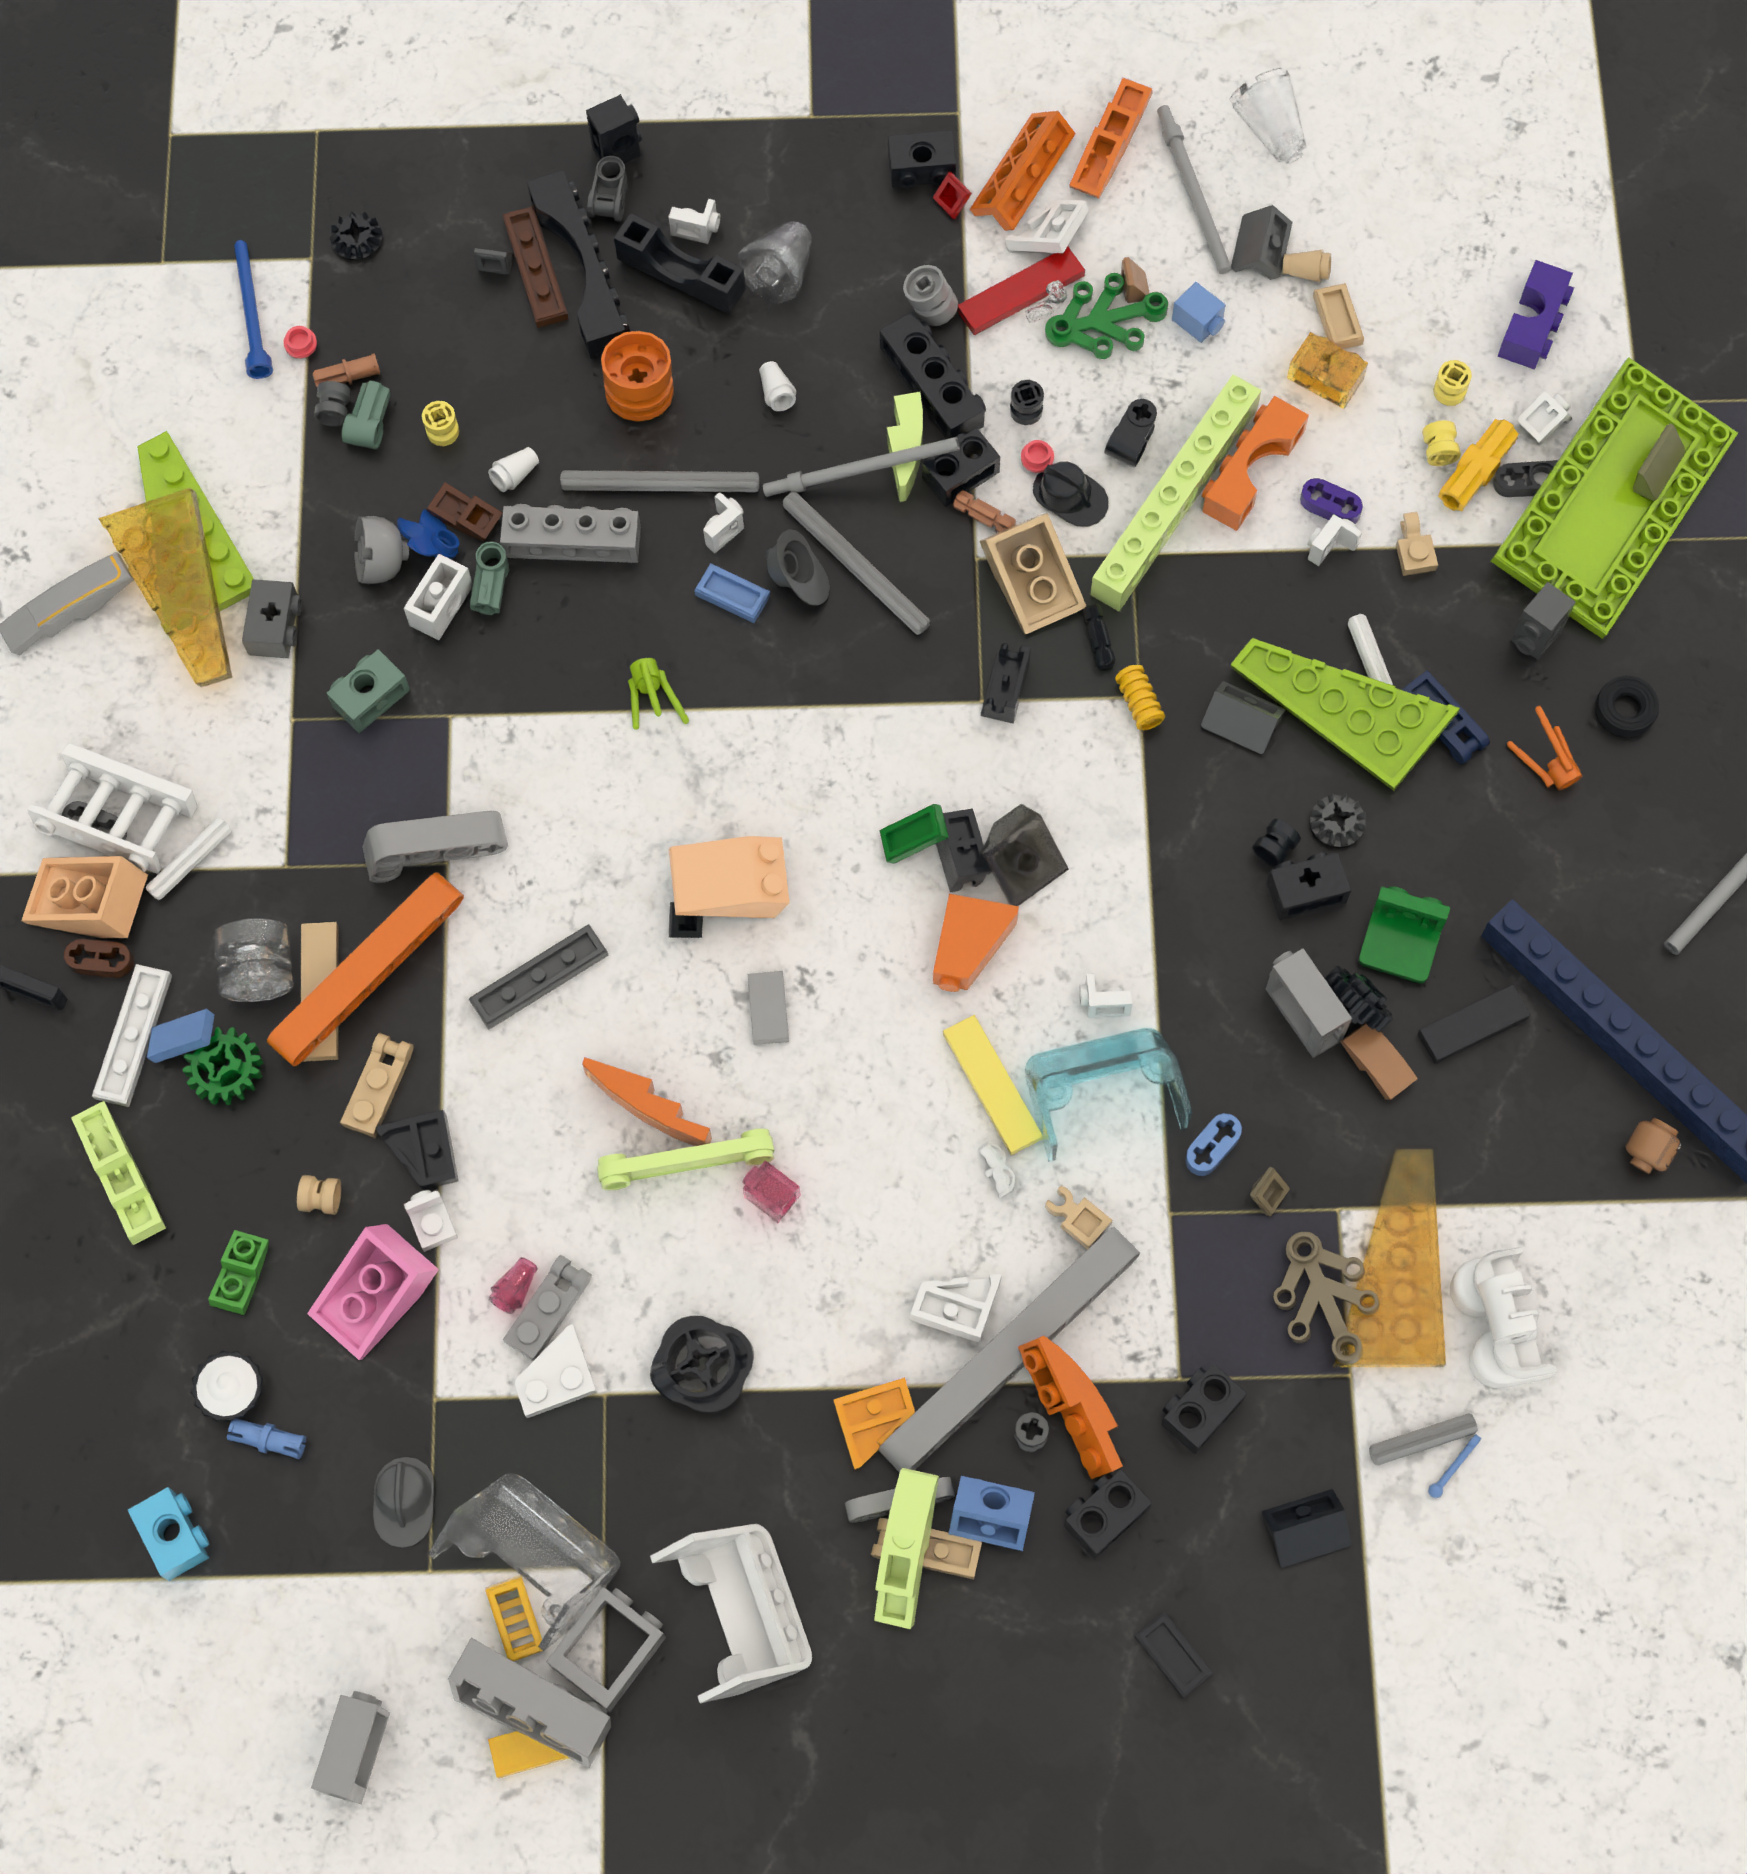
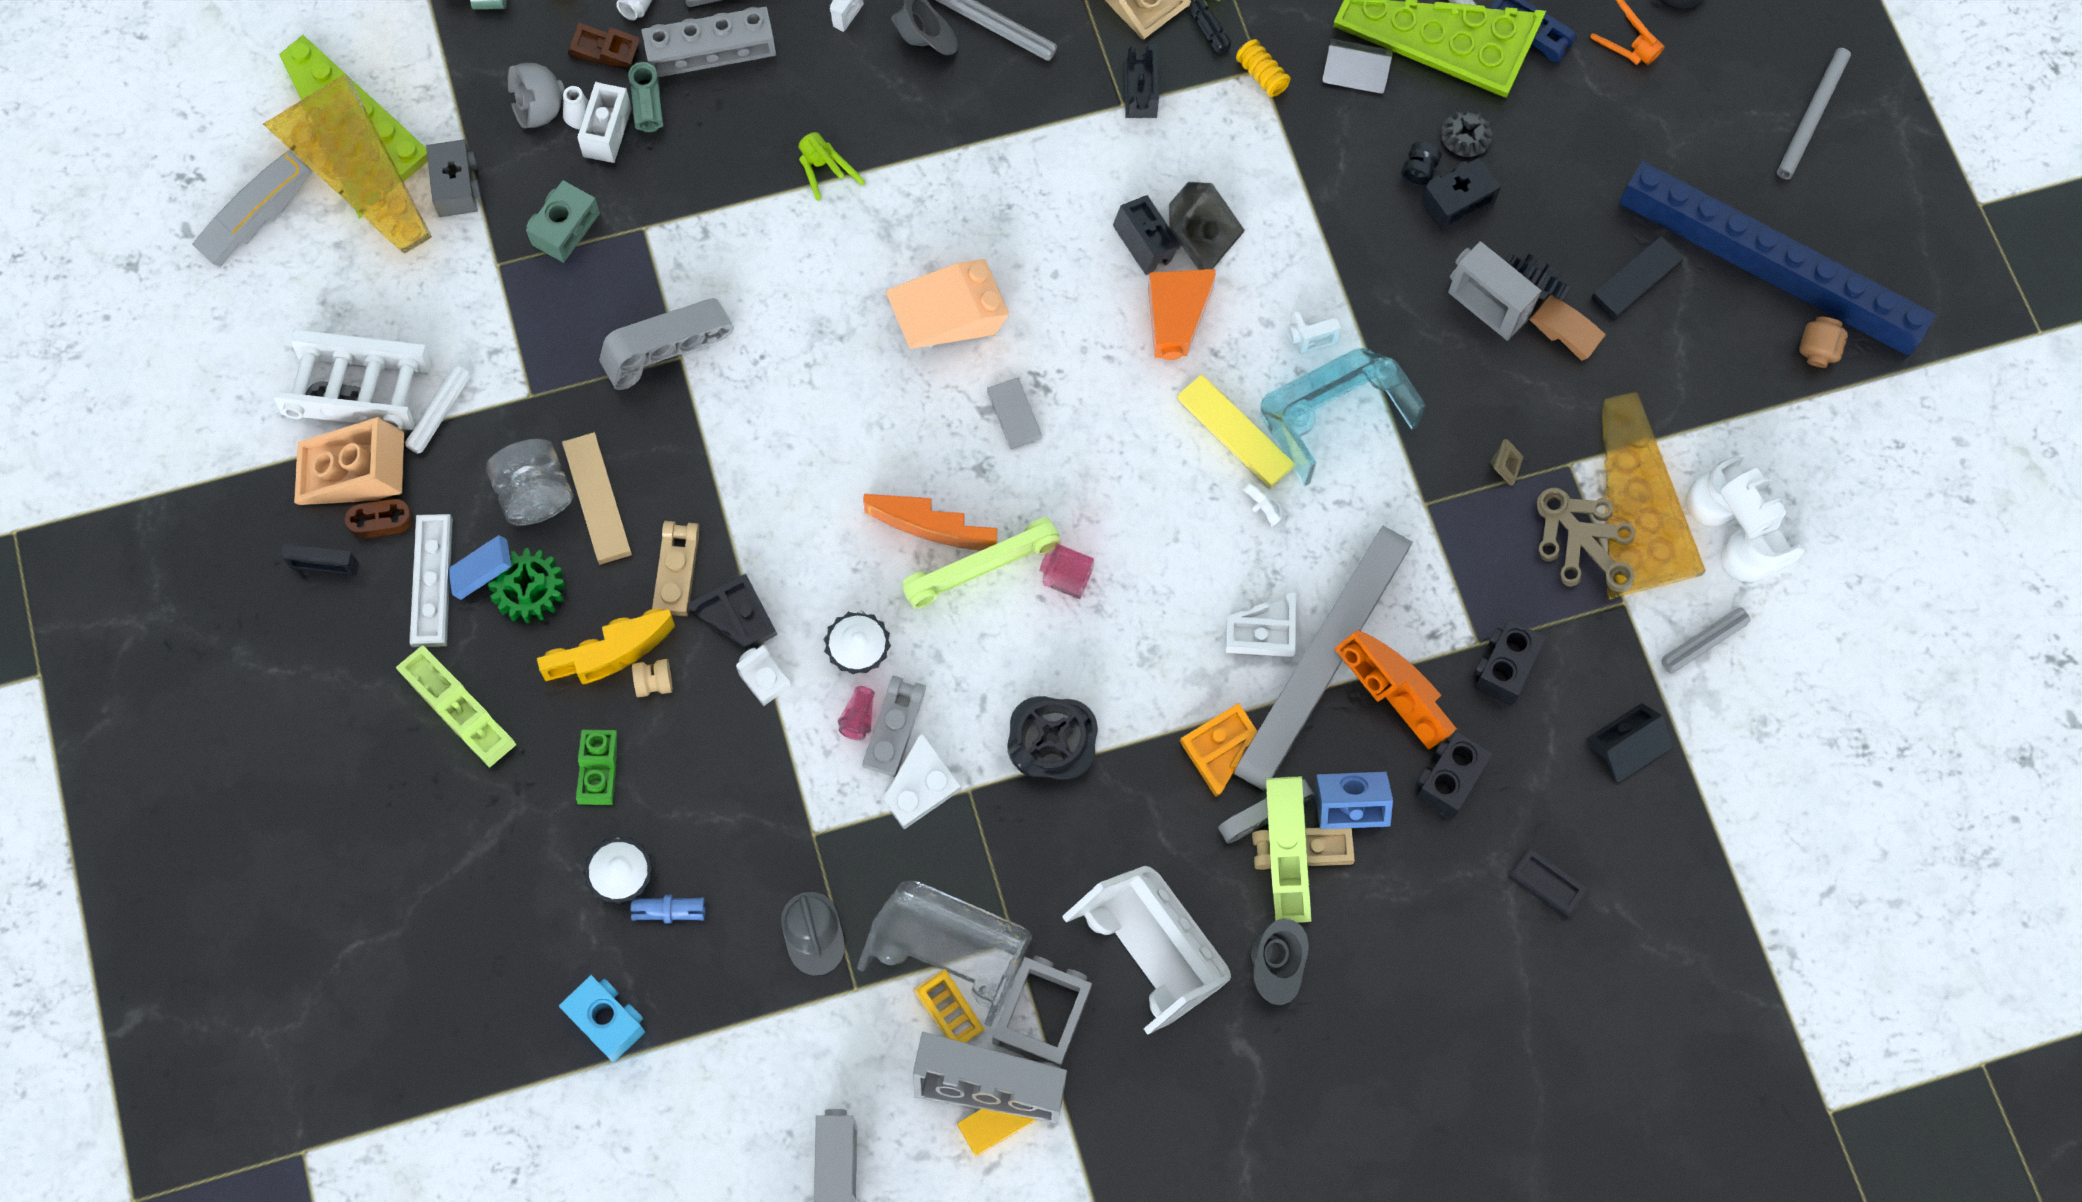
camera: 20 degrees left, 0 degrees up
(299, 1152) = (623, 644): none -> yellow slope
(365, 969) = (635, 466): orange beam -> none
(372, 1289) = (727, 750): bright pink slope -> none
(413, 571) = (574, 106): none -> white cone
(429, 536) = (578, 72): blue plate -> none
(533, 1211) = (857, 642): none -> white piece
(538, 976) = (796, 436): dark grey tile -> none
(684, 926) = (917, 358): black slope -> none
(732, 593) = (870, 62): medium blue tile -> none
(863, 1663) = (1280, 960): none -> dark grey piece
(913, 833) = (1100, 229): green tile -> none
(1024, 1424) = (1373, 716): dark grey bush -> none
(1082, 1221) = (1352, 528): tan plate -> none
(1220, 1149) = (1439, 432): medium blue beam -> none
(1403, 934) = (1555, 214): green bracket -> none
(1436, 1490) = (1730, 681): medium blue hinge -> none

